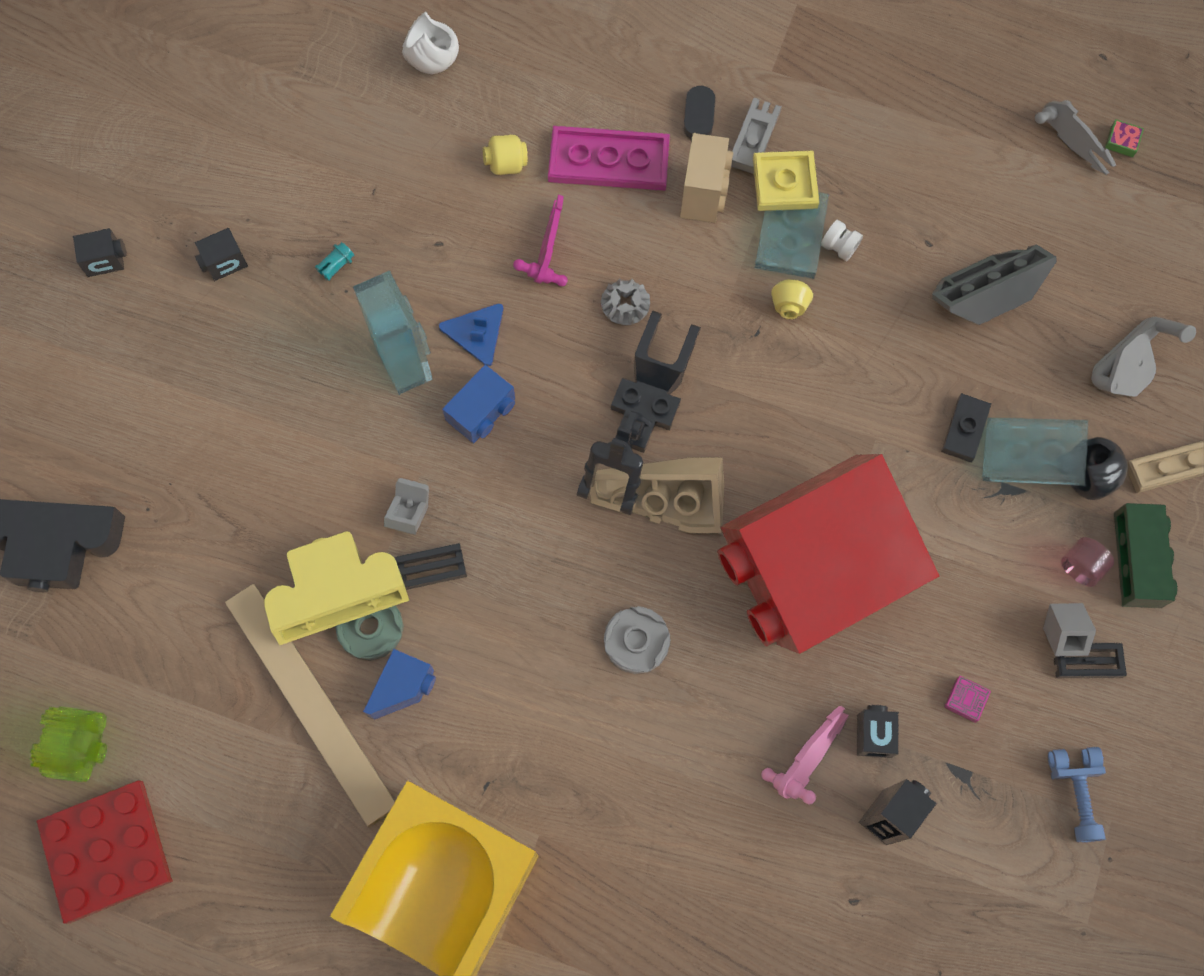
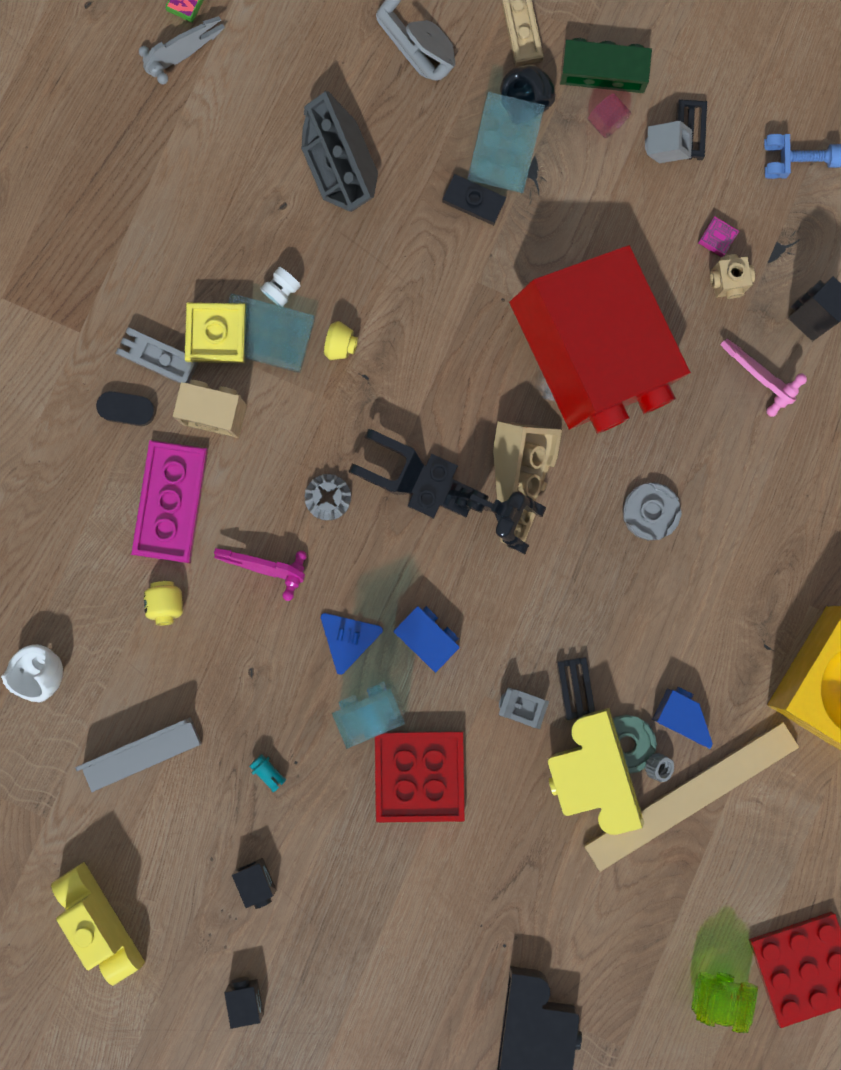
camera: 85 degrees left, 15 degrees up
(180, 110) = (94, 926): none -> light yellow brick
(331, 407) = (419, 777): none -> red plate
(340, 671) = (666, 769): none -> light grey axle
(354, 147) = (140, 754): none -> light grey panel
(877, 732) = (745, 316): black brick -> none
(914, 720) = (723, 280): none -> tan brick

